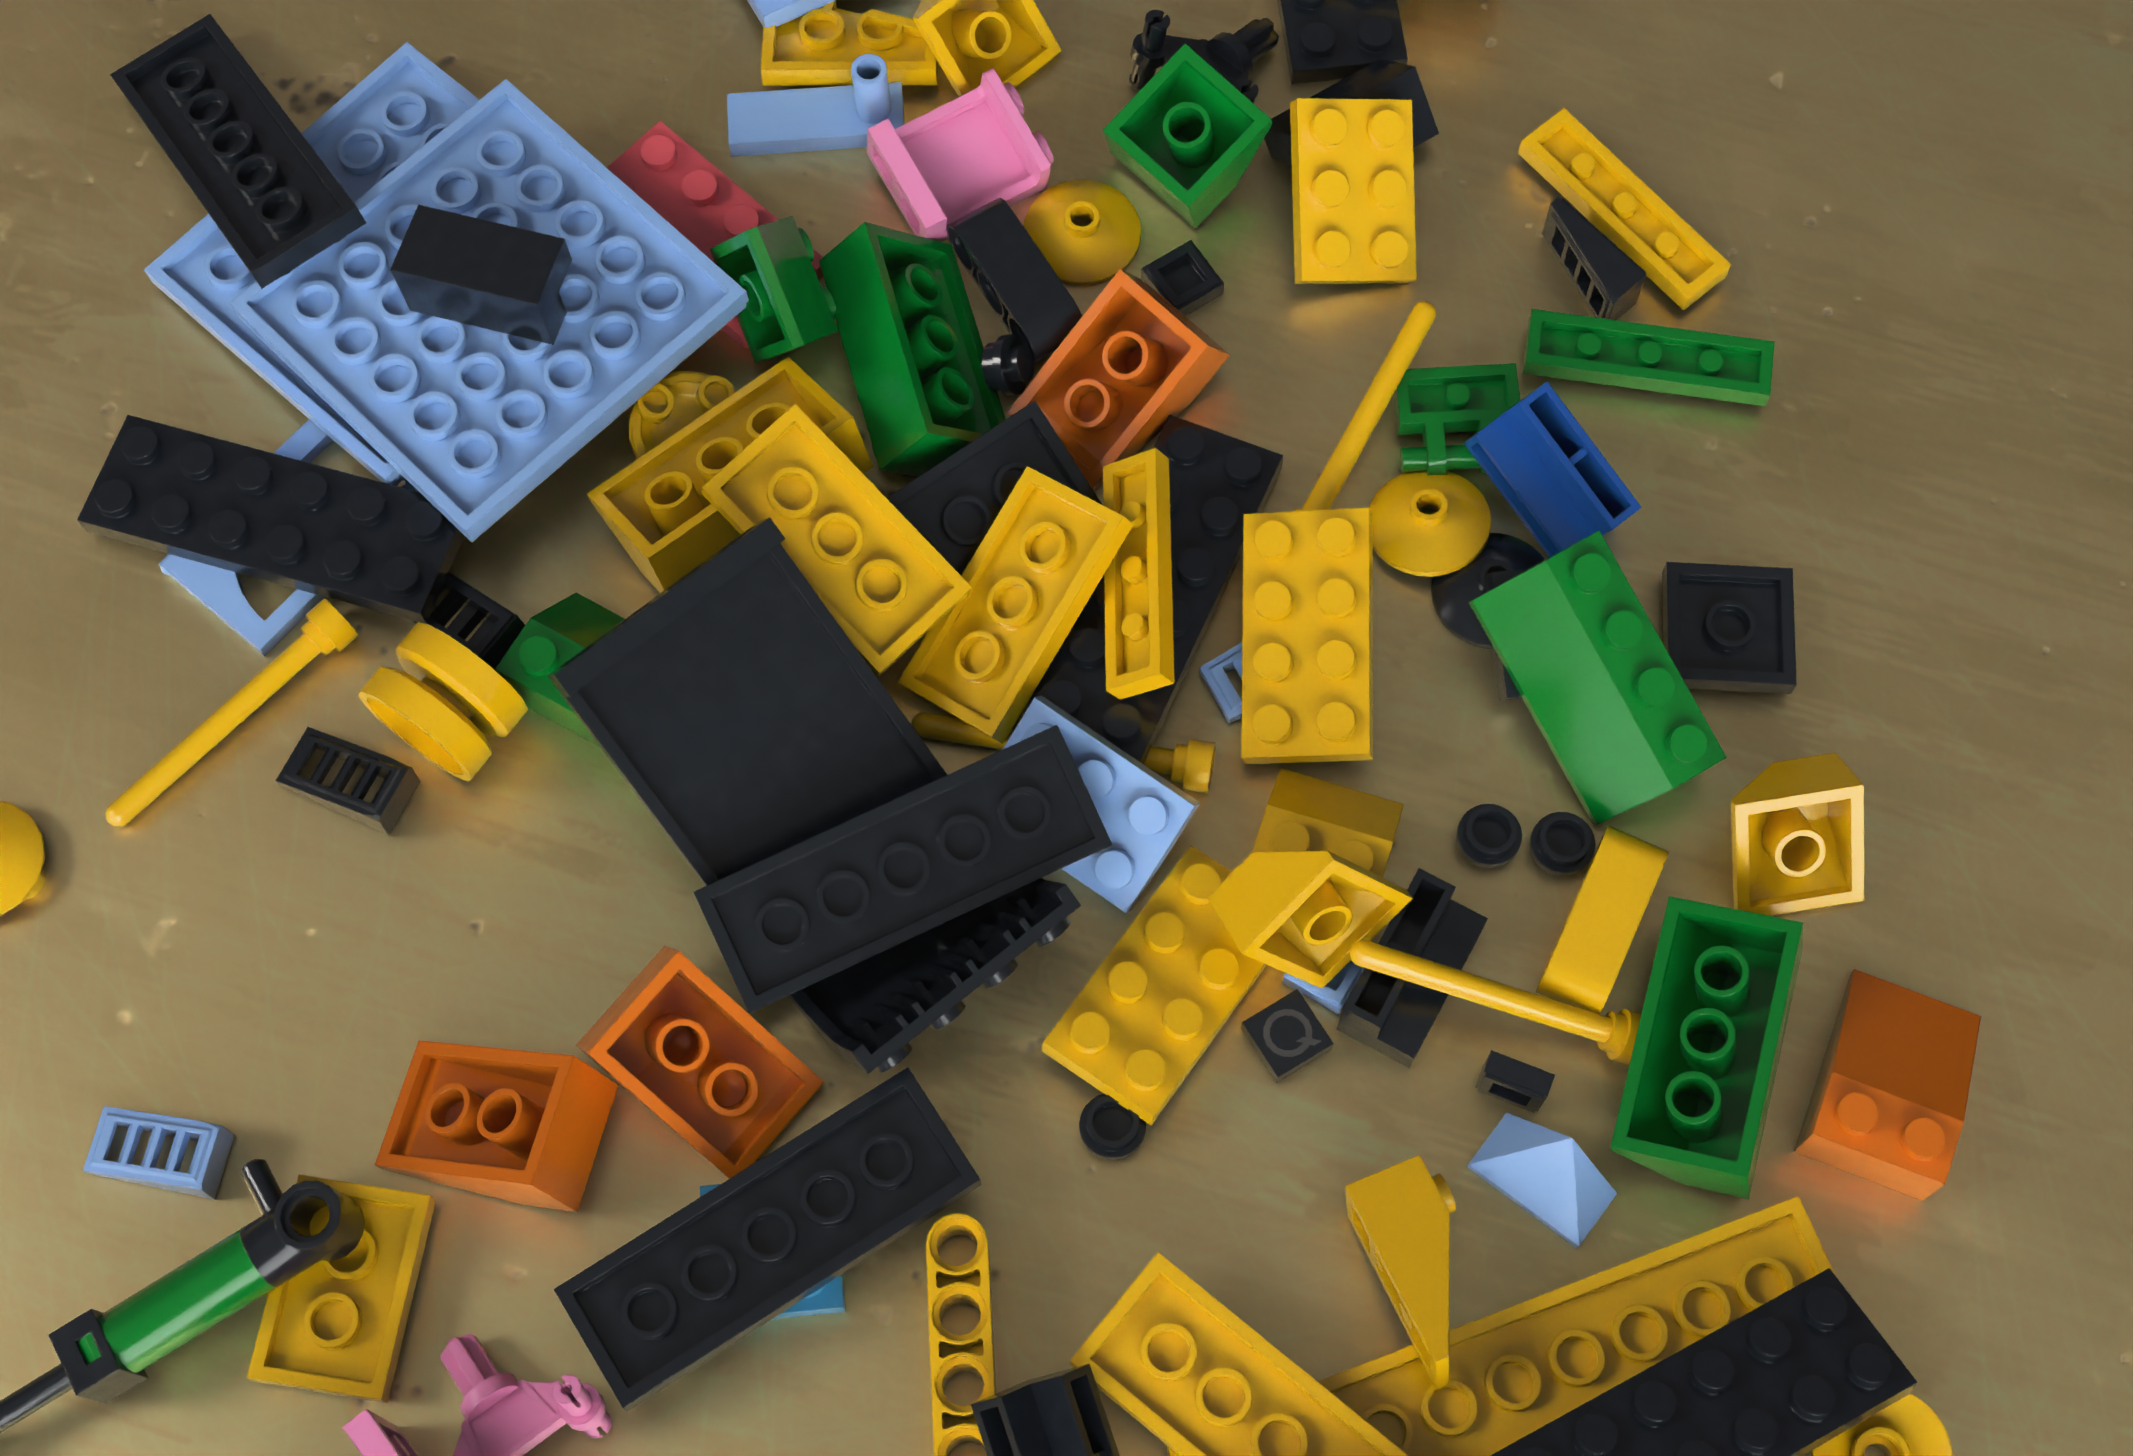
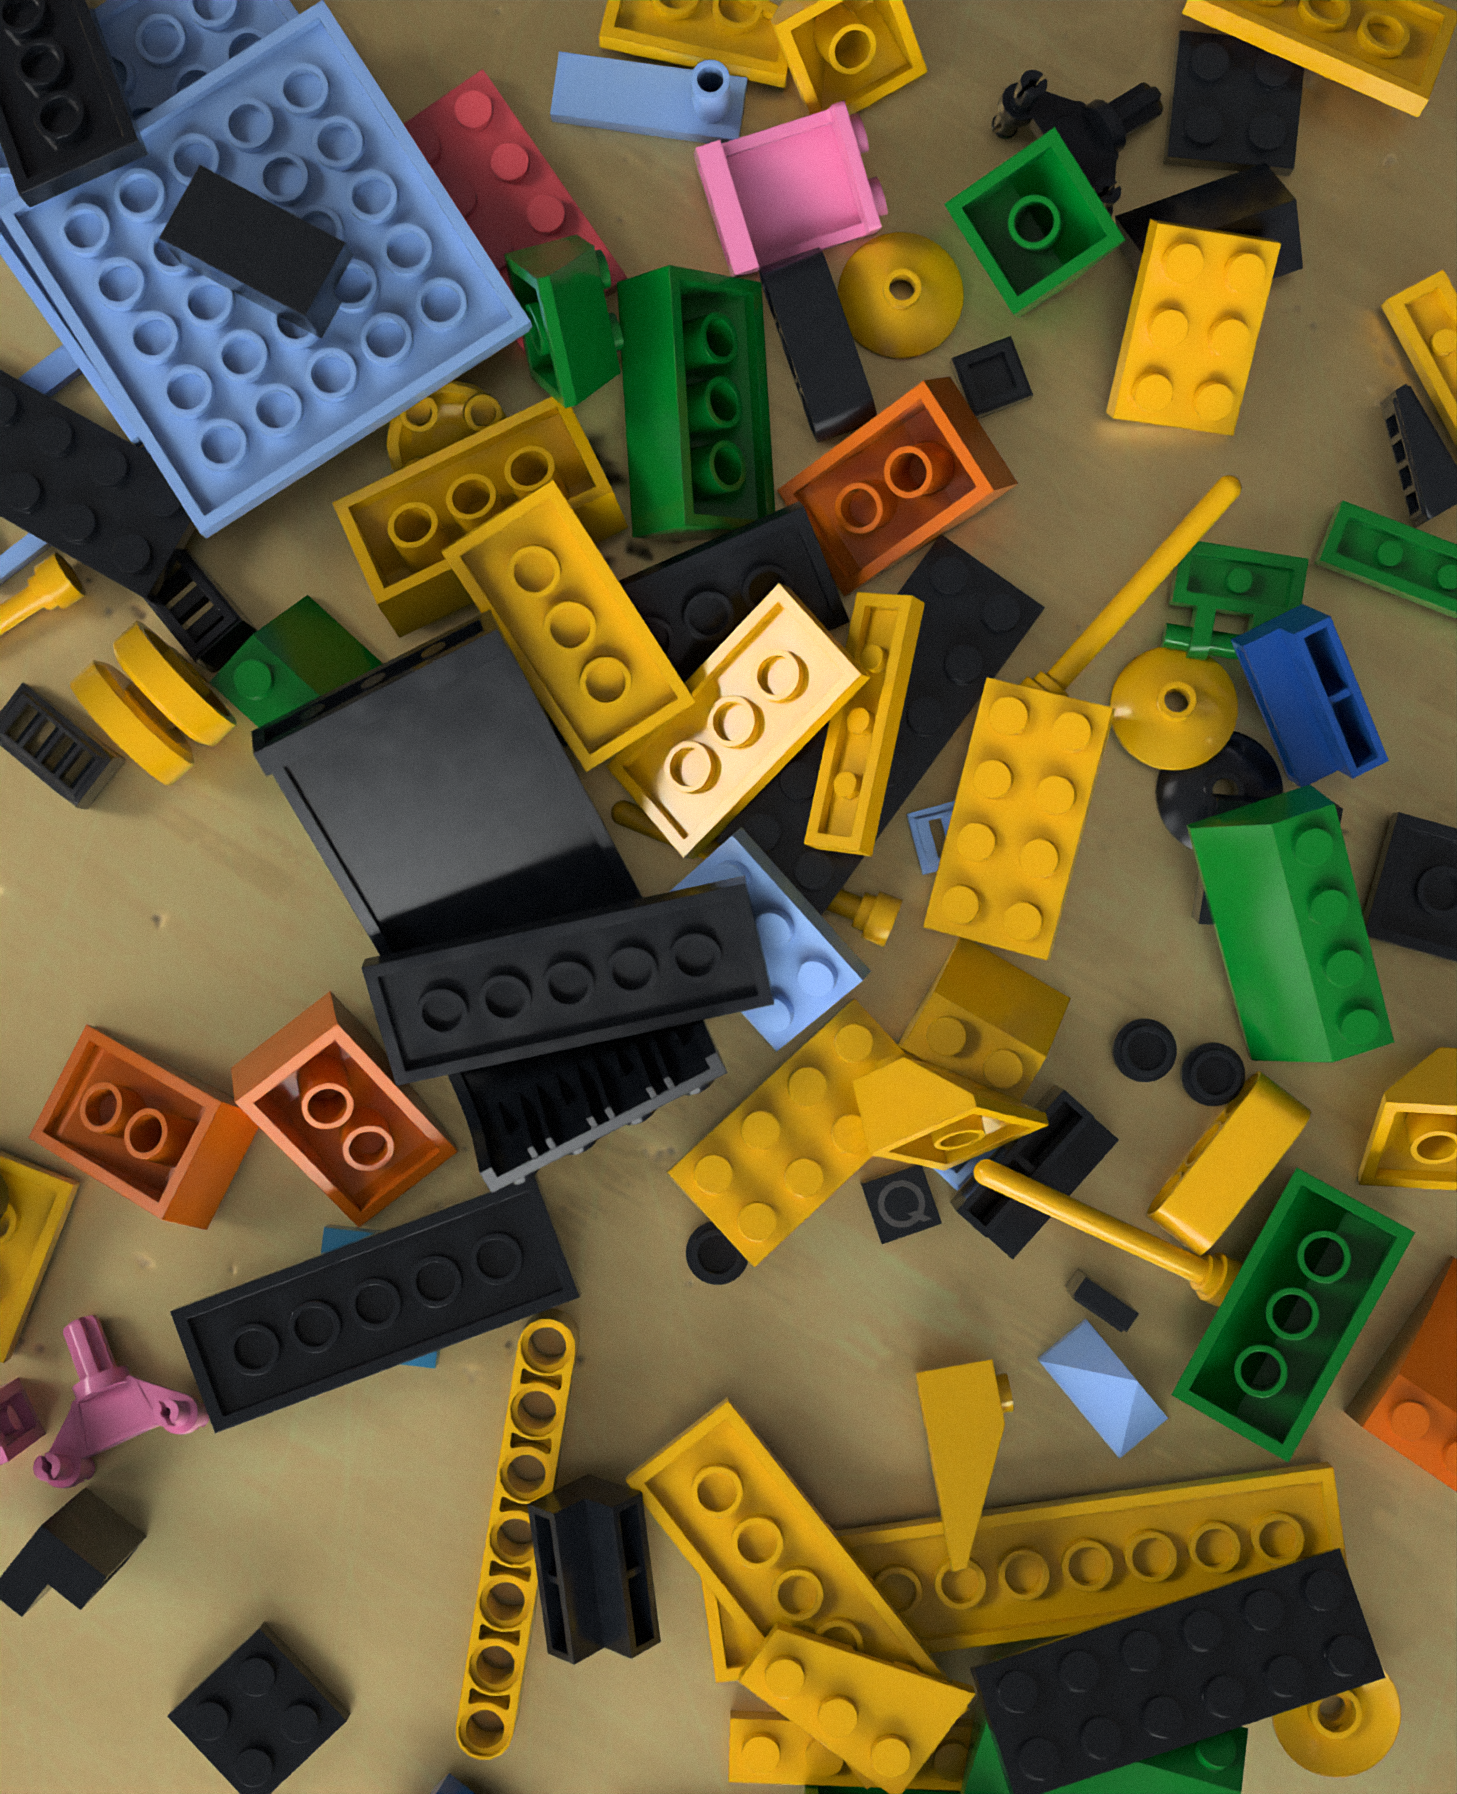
camera: 10 degrees right, 20 degrees up
(1007, 365) = (787, 442): black plate -> none

